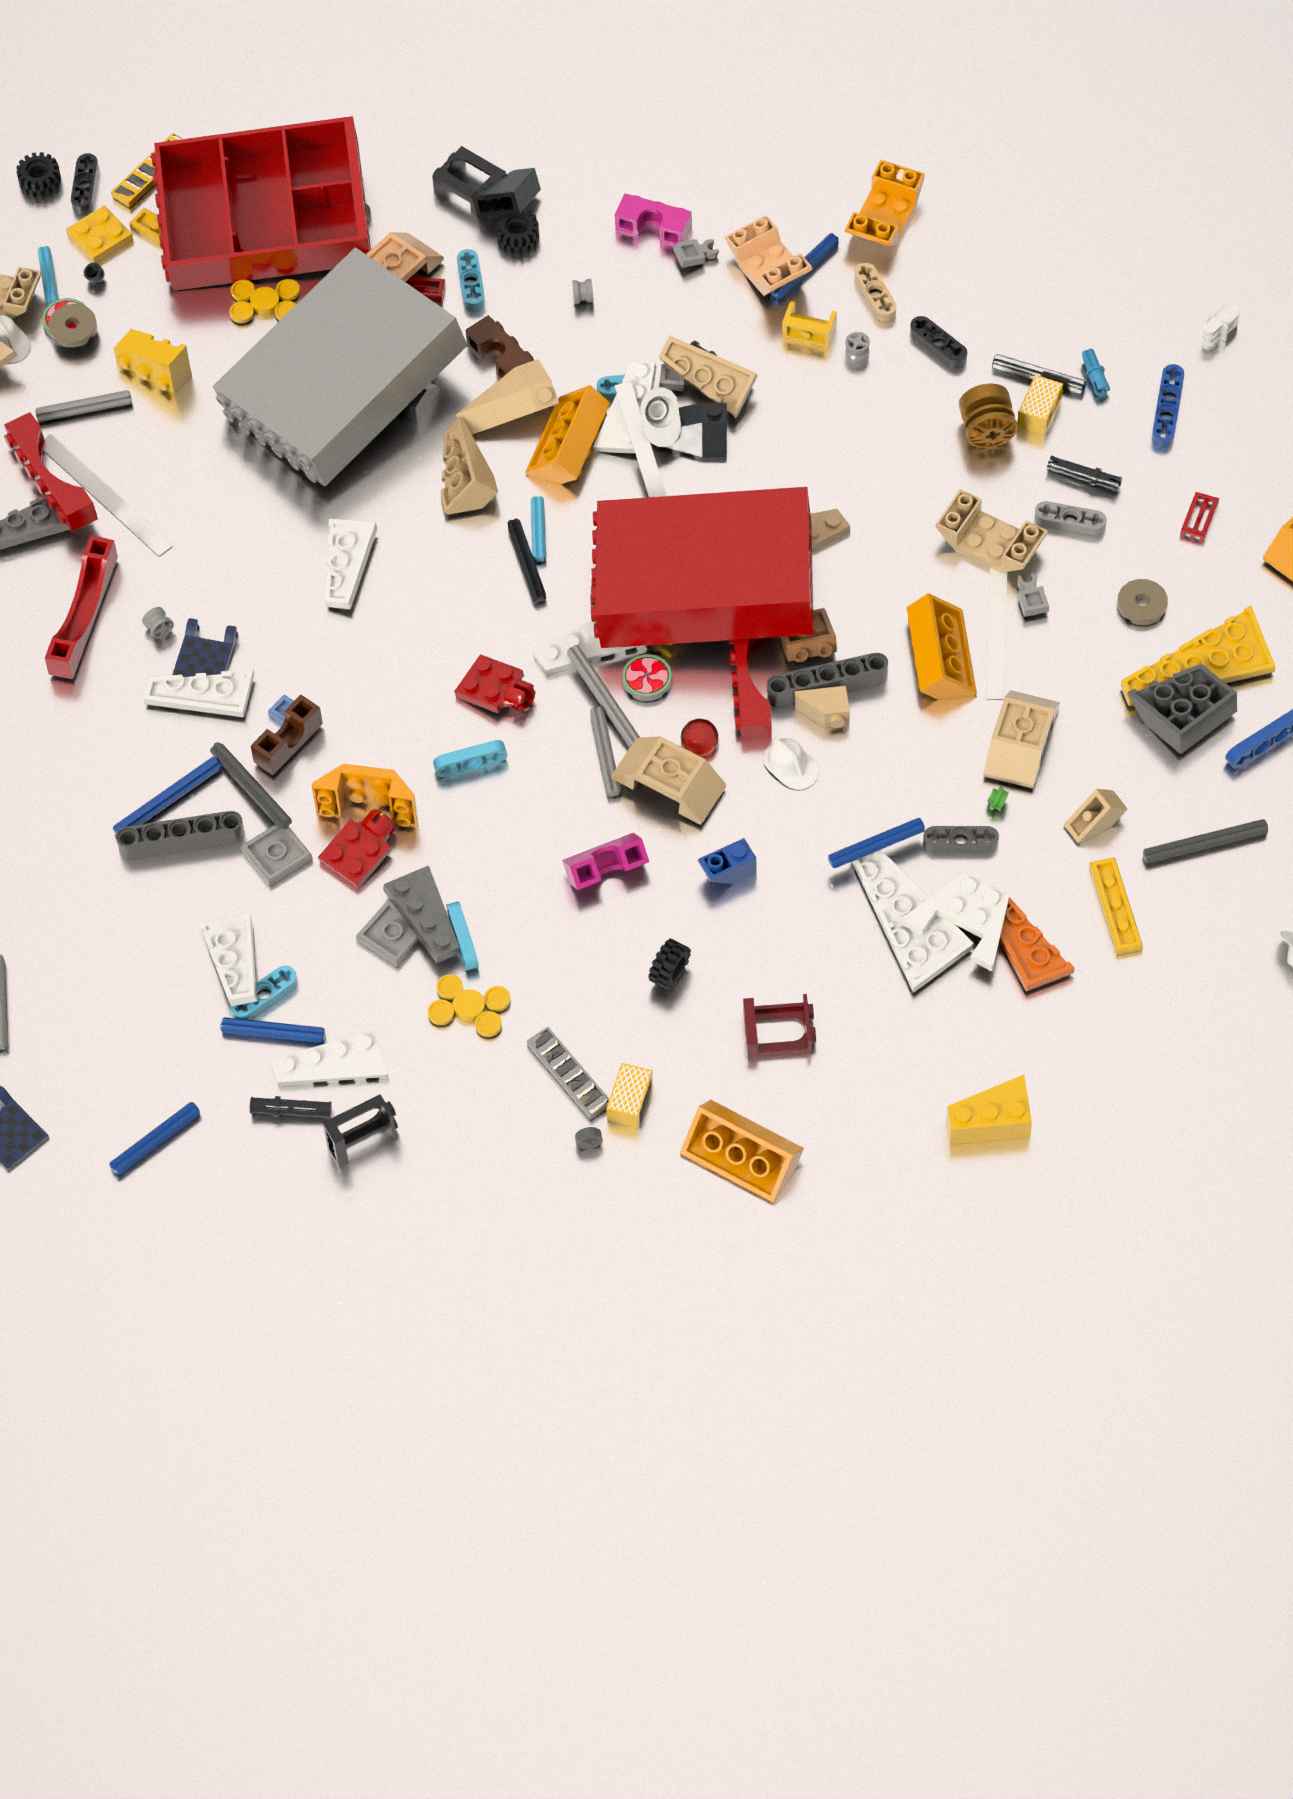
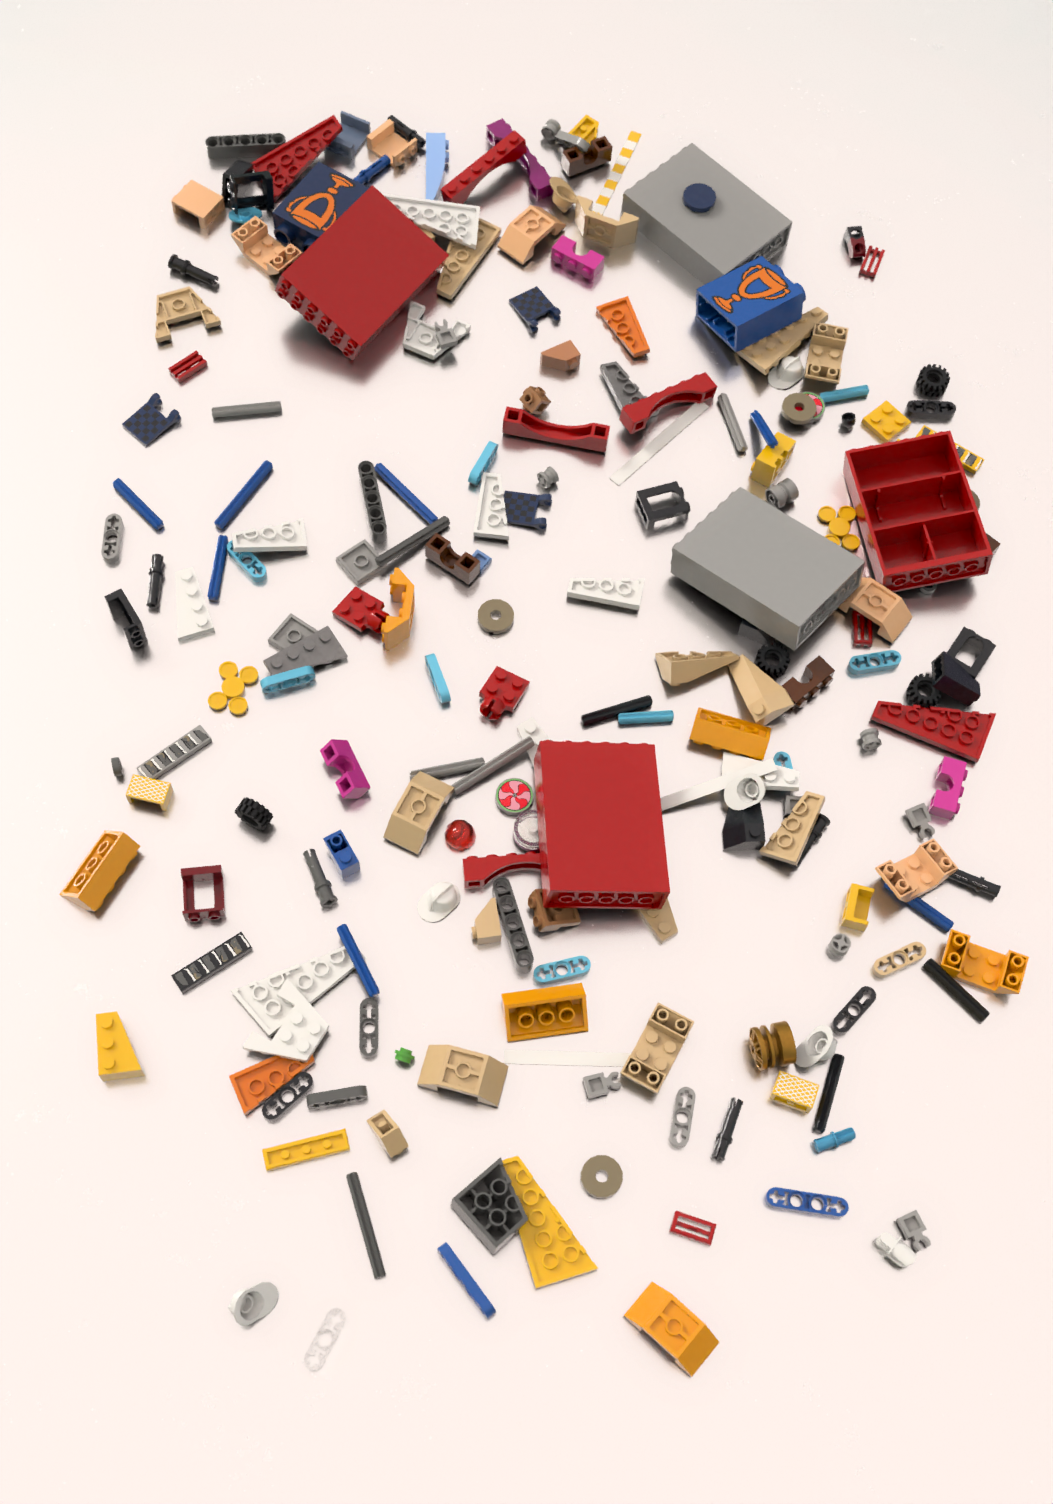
camera: 80 degrees right, 5 degrees up
(34, 631) = (535, 400): none -> medium nougat brick
(110, 361) = (763, 429): none -> blue axle
(125, 700) = (483, 463): none -> medium azure beam
(150, 1001) = (243, 494): none -> blue axle
(204, 1160) = (115, 545): none -> light grey beam
(211, 354) = (783, 492): none -> light grey wheel
(222, 510) = (650, 517): none -> black panel
(375, 680) = (491, 607): none -> dark tan tile
(460, 375) = (776, 652): none -> black tyre
(568, 217) = (944, 727): none -> red wing
(699, 659) = (526, 831): none -> clear piece
(768, 890) = (321, 886): none -> dark grey pin
(781, 202) = (990, 888): none -> black pin
(872, 1016) = (211, 962): none -> tile
(888, 623) = (566, 962): none -> medium azure beam
(912, 240) = (956, 989): none -> black axle
(984, 369) = (816, 1047): none -> white piece
(1050, 870) = (337, 1096): none -> dark grey beam
(1053, 937) = (287, 1105): none -> black beam
(1195, 309) = (913, 1226): none -> light grey plate

